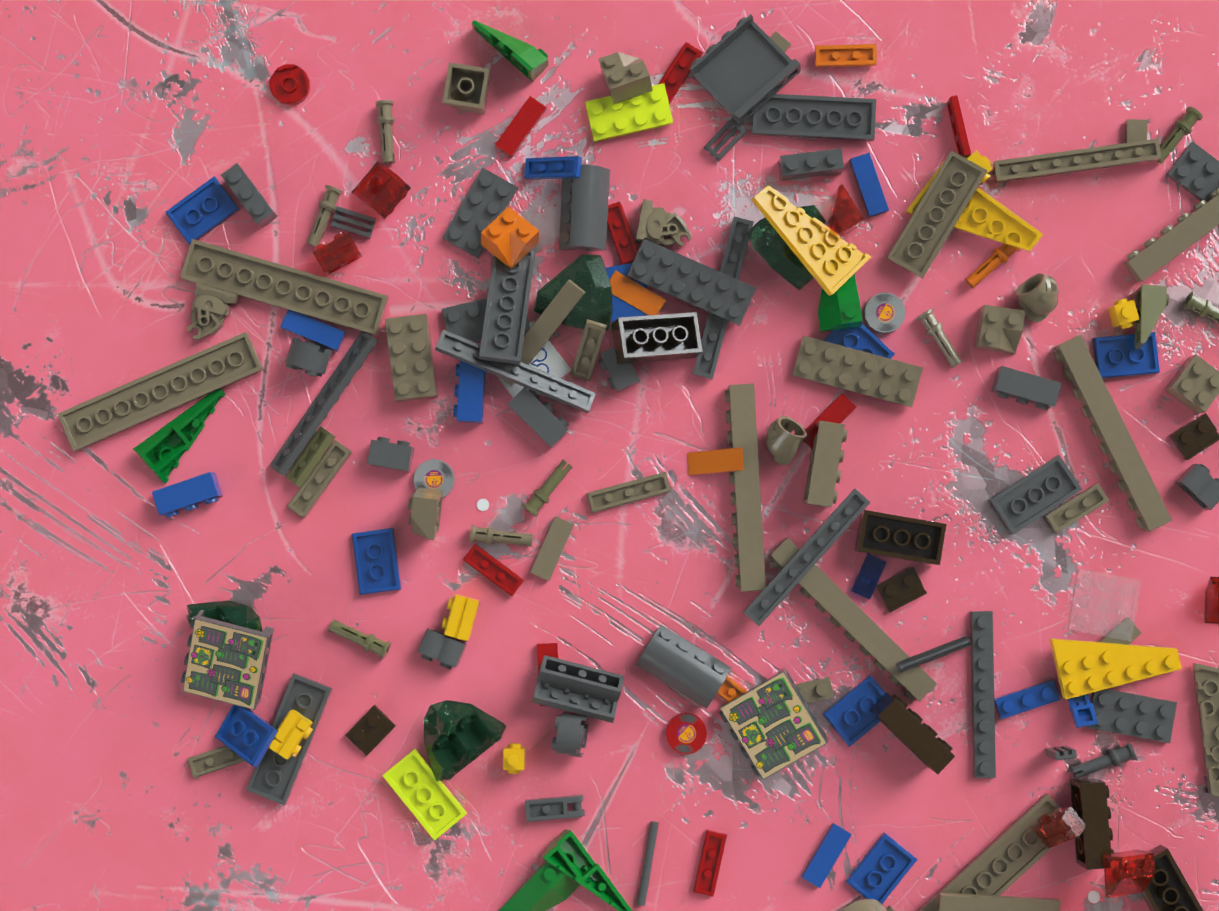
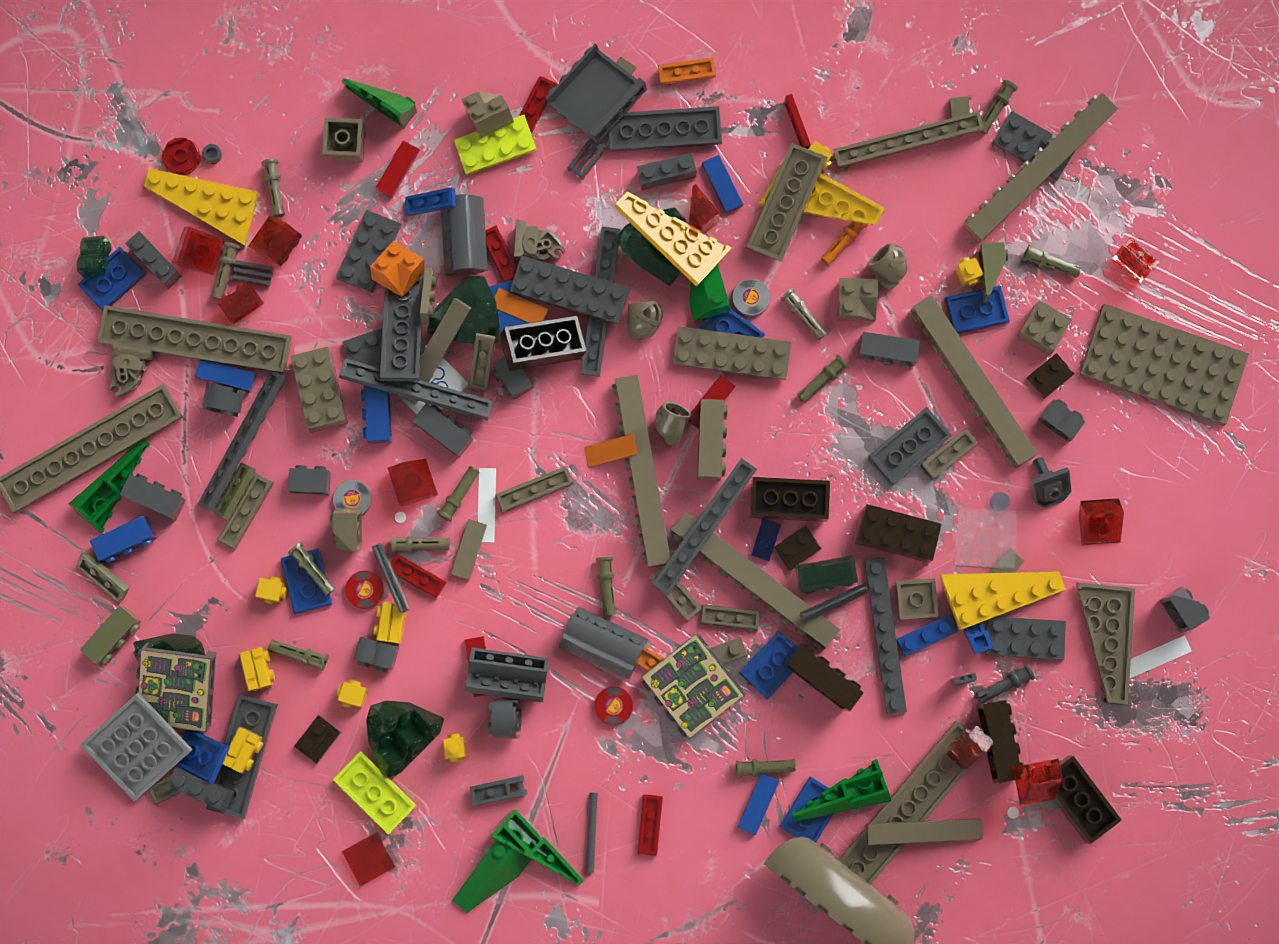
camera: 10 degrees left, 5 degrees down
(161, 531) = (102, 576): none -> olive plate
(164, 595) = (111, 636): none -> olive brick
(179, 717) = (136, 746): none -> light grey plate
(185, 184) = (93, 256): none -> clear green brick
(223, 451) = (153, 496): none -> dark grey brick
(229, 763) = (201, 790): none -> dark grey brick
(298, 191) = (198, 250): none -> clear red slope
(314, 649) = (256, 669): none -> yellow brick
(322, 142) = (216, 204): none -> yellow wing
(323, 86) = (212, 154): none -> dark grey tile
(338, 567) = (271, 590): none -> yellow brick
(398, 571) = (305, 559): none -> olive pin
(411, 862) = (368, 859): none -> clear red tile
(412, 687) = (352, 694): none -> yellow brick
(436, 578) = (364, 589): none -> red tile
(465, 570) = (390, 578): none -> dark grey axle
(500, 469) = (412, 481): none -> clear red slope
(539, 271) = (428, 296): none -> dark tan plate
(576, 499) = (486, 501): none -> white sticker
(694, 594) = (605, 576): none -> olive pin
(767, 324) = (644, 319): none -> dark tan helmet
(770, 628) = (680, 598): none -> dark tan plate
(820, 654) = (730, 617): none -> dark tan tile
(828, 817) = (755, 768): none -> olive pin
(929, 622) = (826, 574): none -> clear green brick
(934, 856) = (859, 791): none -> green wedge
(958, 405) = (829, 373): none -> olive pin
(1011, 587) = (898, 533): none -> dark brown brick
(1021, 659) = (917, 599): none -> dark tan plate
(1123, 565) = (999, 501): none -> clear light blue tile
(1179, 557) = (1050, 486): none -> dark grey piece

